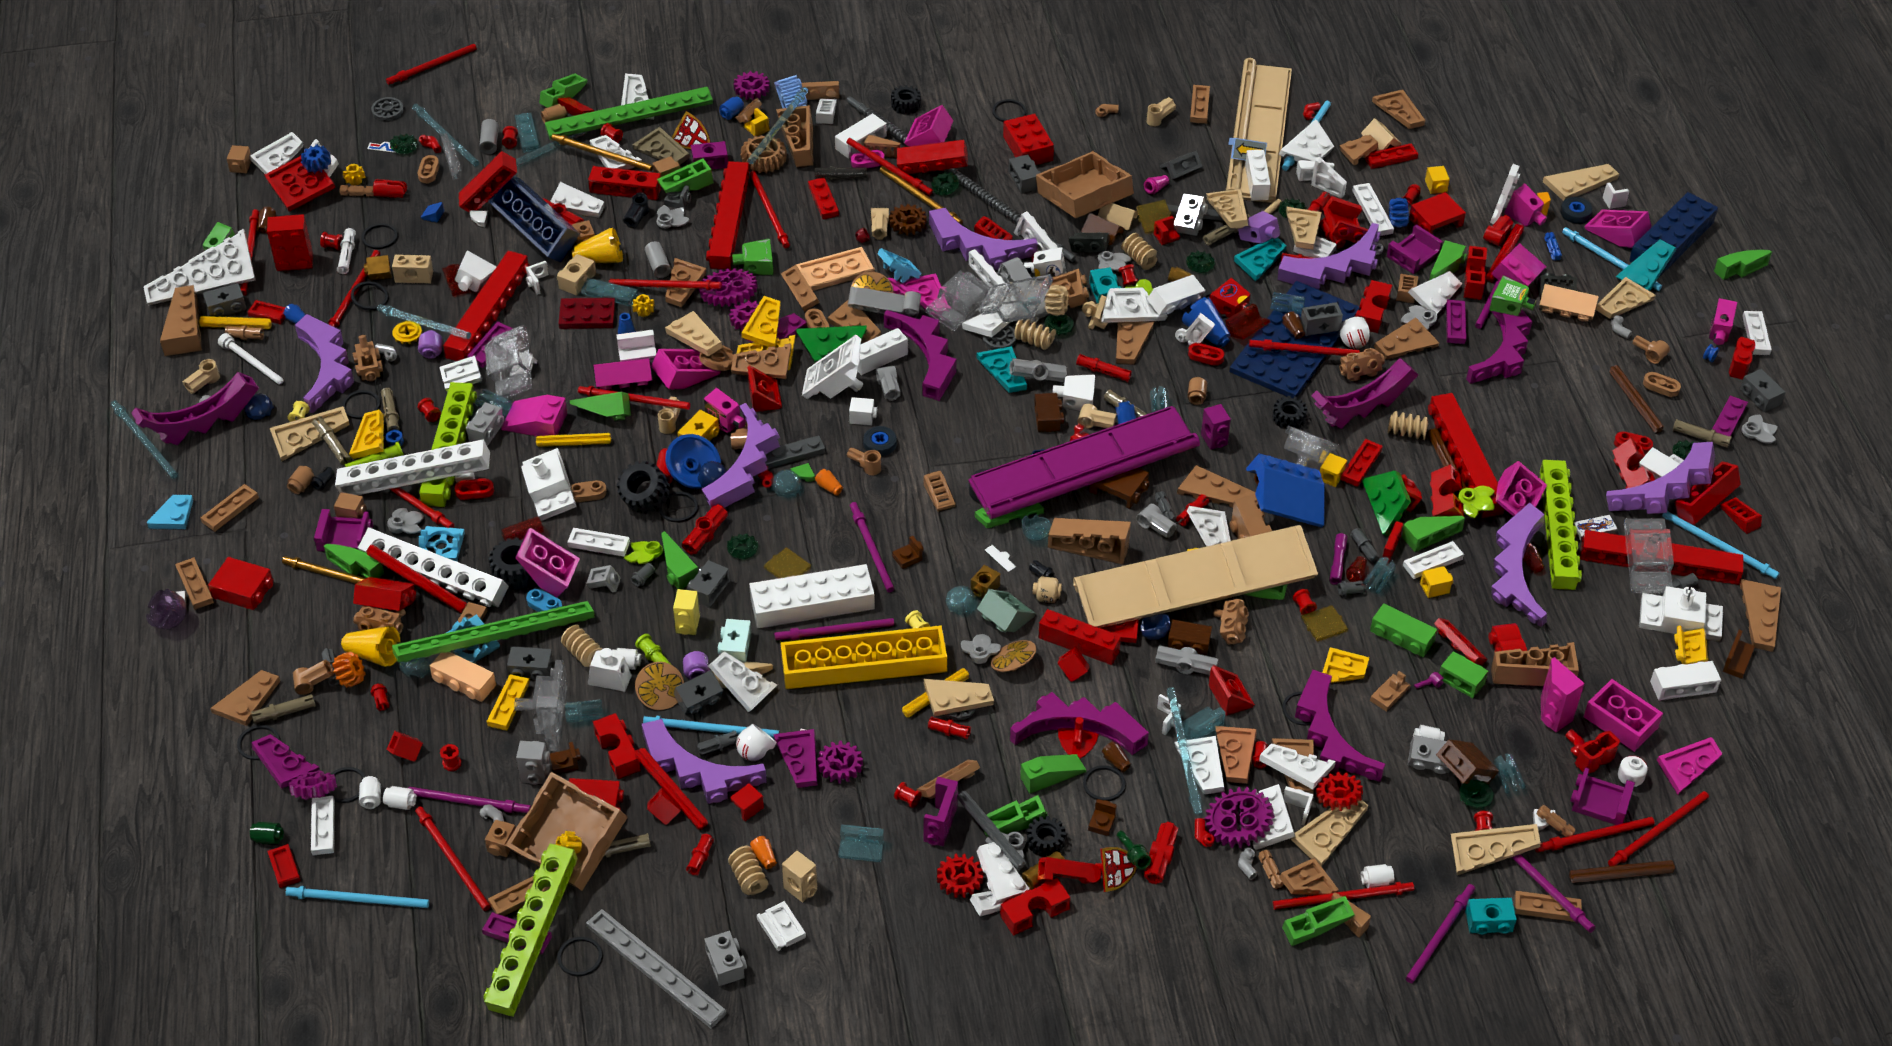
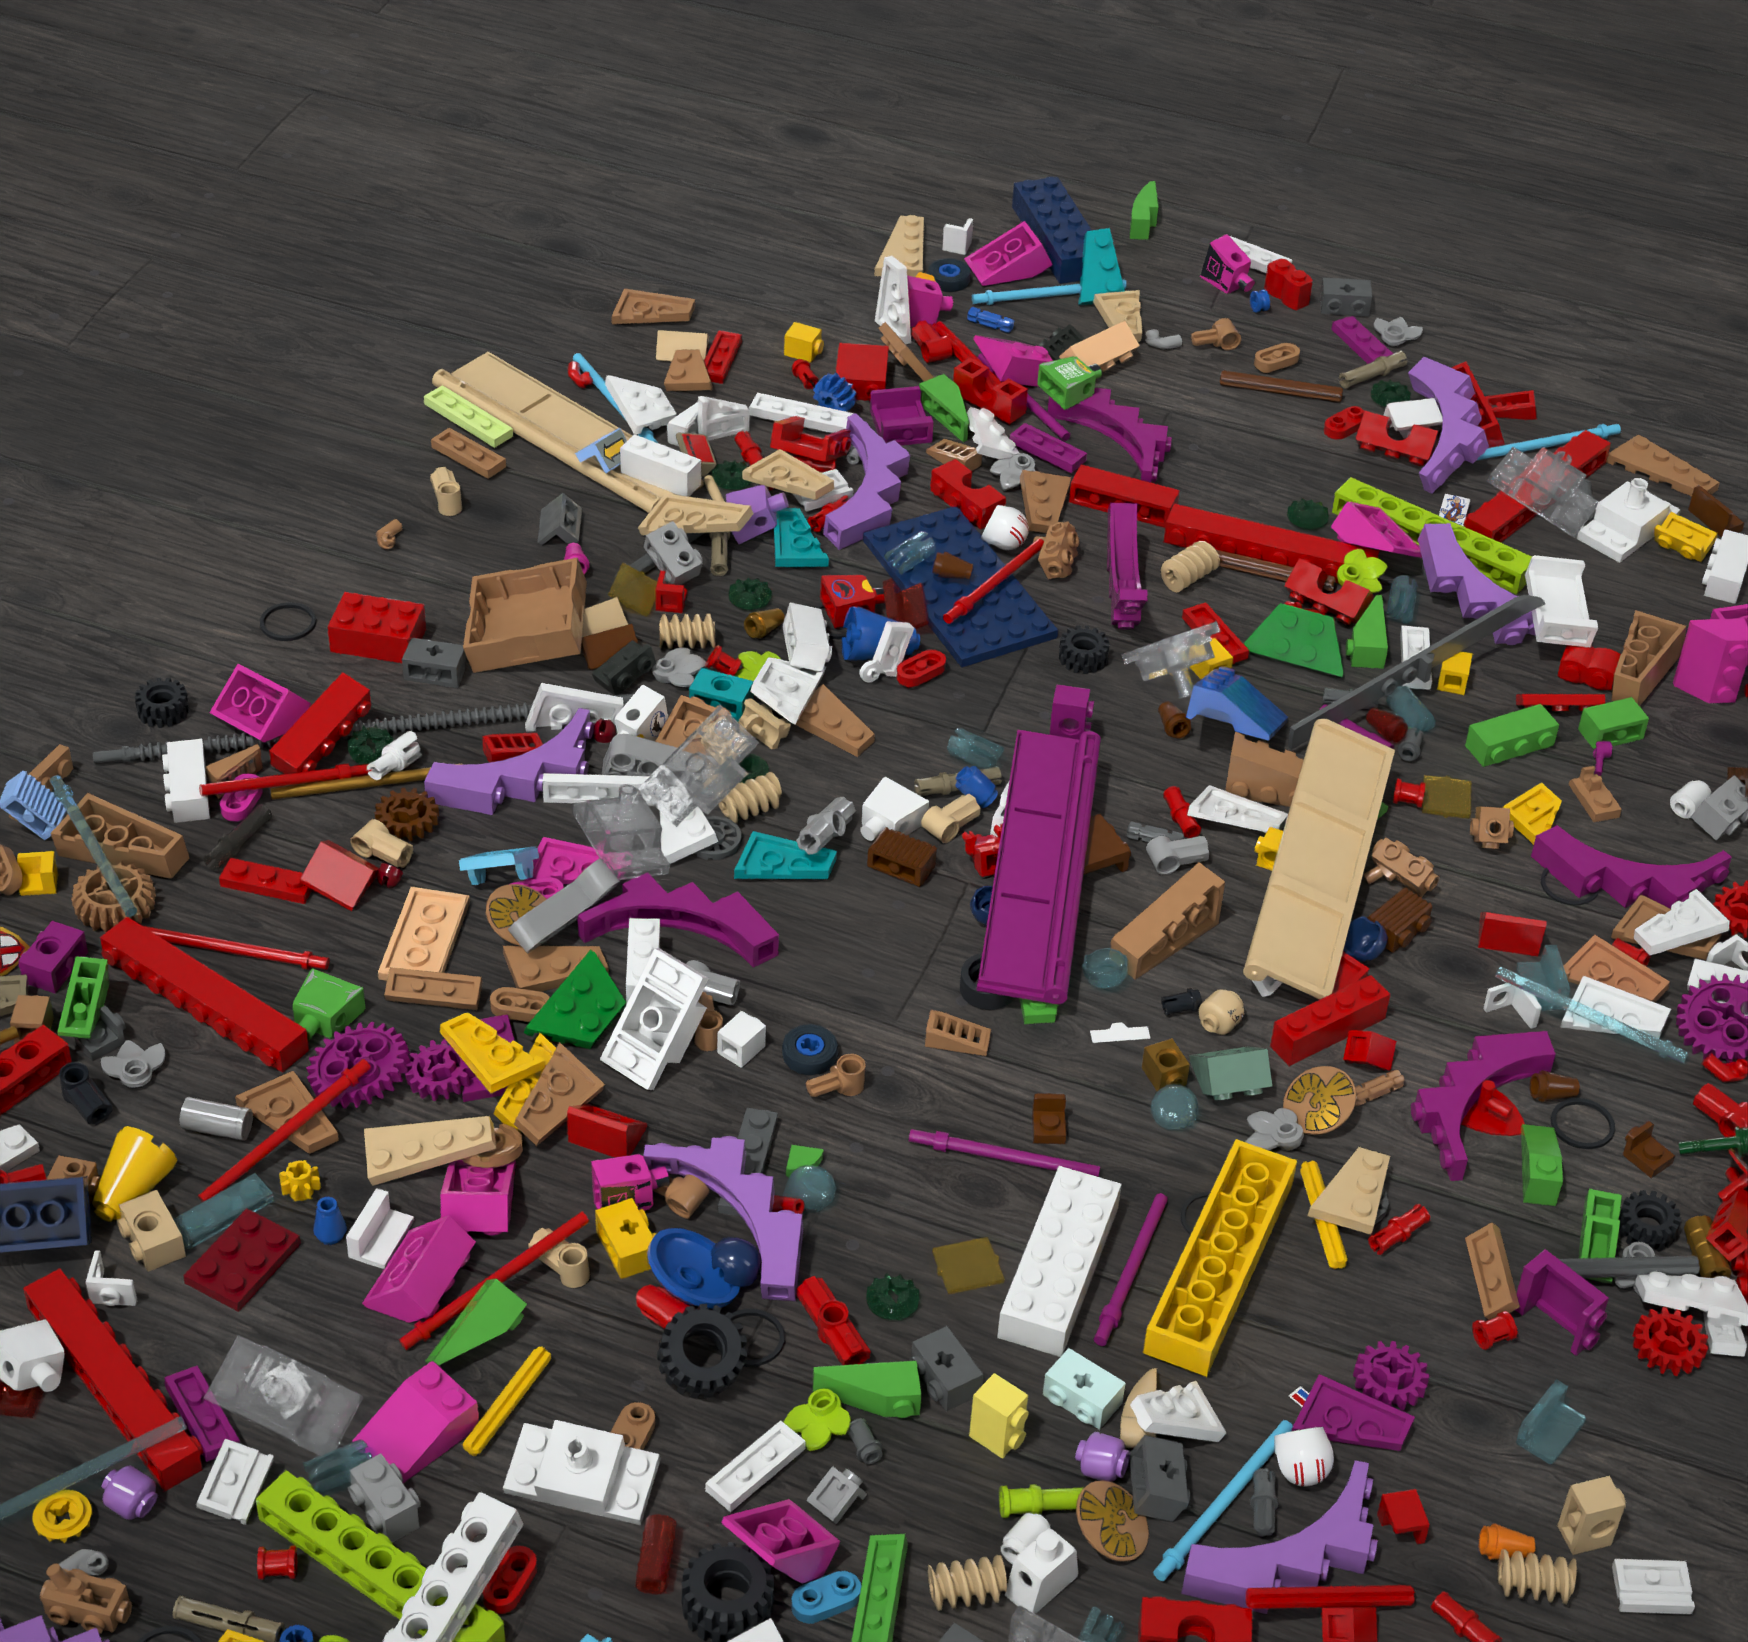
camera: 60 degrees left, 5 degrees down
(826, 111) = (106, 790): white slope -> none
(828, 481) = (847, 1139): orange cone -> none
(845, 216) = (339, 874): none -> slope
(861, 391) = (709, 1025): none -> medium nougat axle
(916, 622) = (1189, 1171): light yellow bush -> none
(943, 194) = (396, 756): none -> white arm
(1049, 679) = (1379, 1086): none -> medium nougat axle
(1106, 368) = (855, 771): red pin -> none
(1185, 660) = (1434, 942): light grey piece -> none
(1197, 390) = (980, 706): medium nougat brick -> none
(1213, 486) = (1148, 779): medium nougat wing -> none
(1229, 89) = (468, 416): none -> yellowish green plate
(1291, 184) = (698, 447): none -> slope
(1306, 647) = (1481, 826): none -> medium nougat brick
(1321, 318) = (971, 535): dark grey brick -> none
(1393, 540) = (1359, 667): red tile -> none
(1410, 557) = (1416, 666): none -> dark grey piece
(1444, 369) = (1099, 488): none -> red brick
(1471, 222) = (902, 352): none -> medium nougat wing
(1480, 532) = (1402, 598): none -> clear light blue arm
(1517, 454) = (1299, 515): none -> clear green gear
(1536, 600) = (1565, 612): none -> white panel

